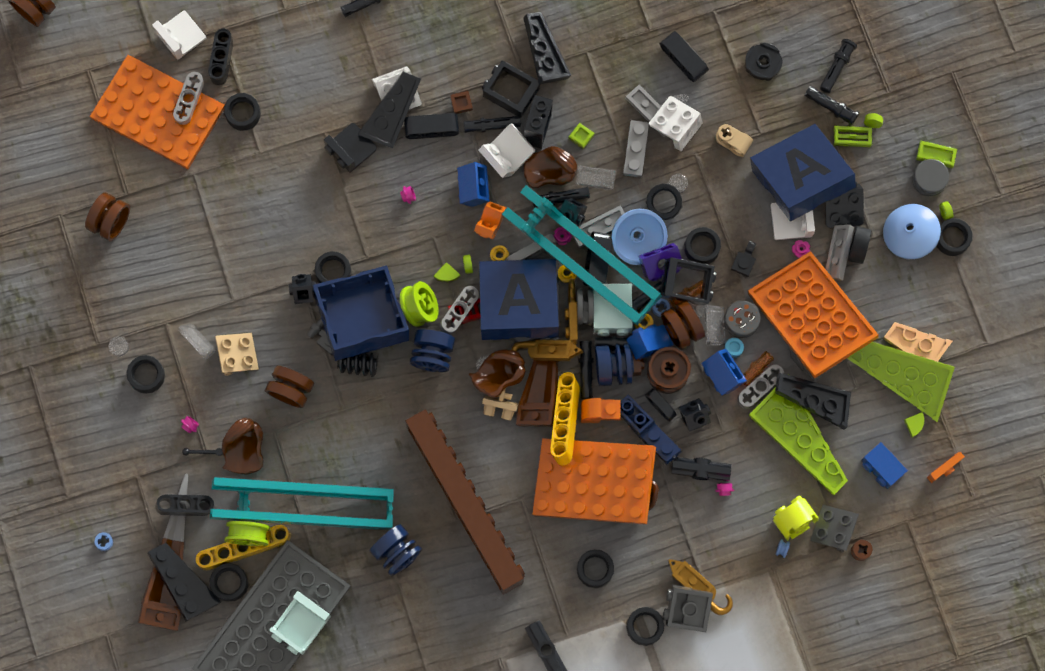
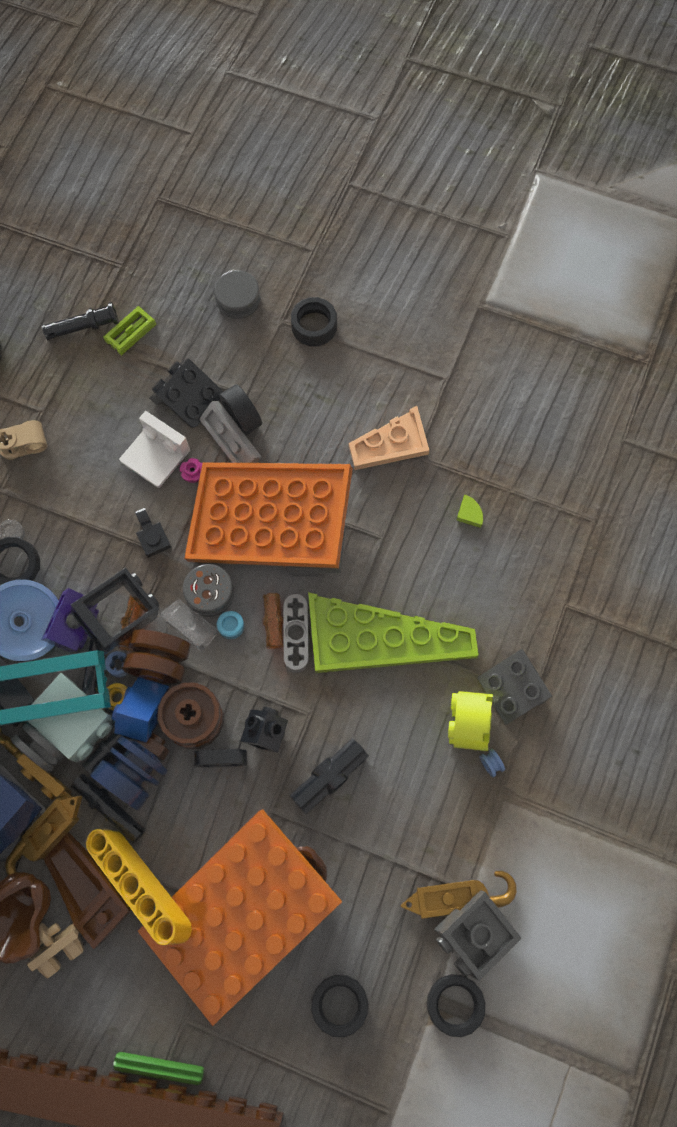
camera: 45 degrees left, 5 degrees down
(491, 505) = (158, 1068): none -> bright green axle
(595, 410) = (162, 836): orange brick -> none
(647, 430) = (234, 798): dark blue slope -> none
(702, 231) = (87, 547): black tyre -> none
(723, 372) = (246, 658): blue brick -> none
(724, 489) = (373, 769): dark pink plate -> none
(803, 172) = (116, 399): dark blue tile -> none
(819, 399) = (360, 585): black wing -> none
(841, 58) = (46, 277): black pin -> none
(858, 552) = (559, 684): reddish brown wheel -> none
(873, 120) = (133, 297): lime tile -> none
(883, 466) = (489, 579): blue brick -> none
(909, 375) = (418, 474): lime wing -> none
(914, 242) = (283, 362): light blue dish -> none
(938, 152) = (210, 274): lime tile -> none
(946, 210) = (282, 306): lime tile -> none
(946, 468) = (542, 519): orange plate -> none

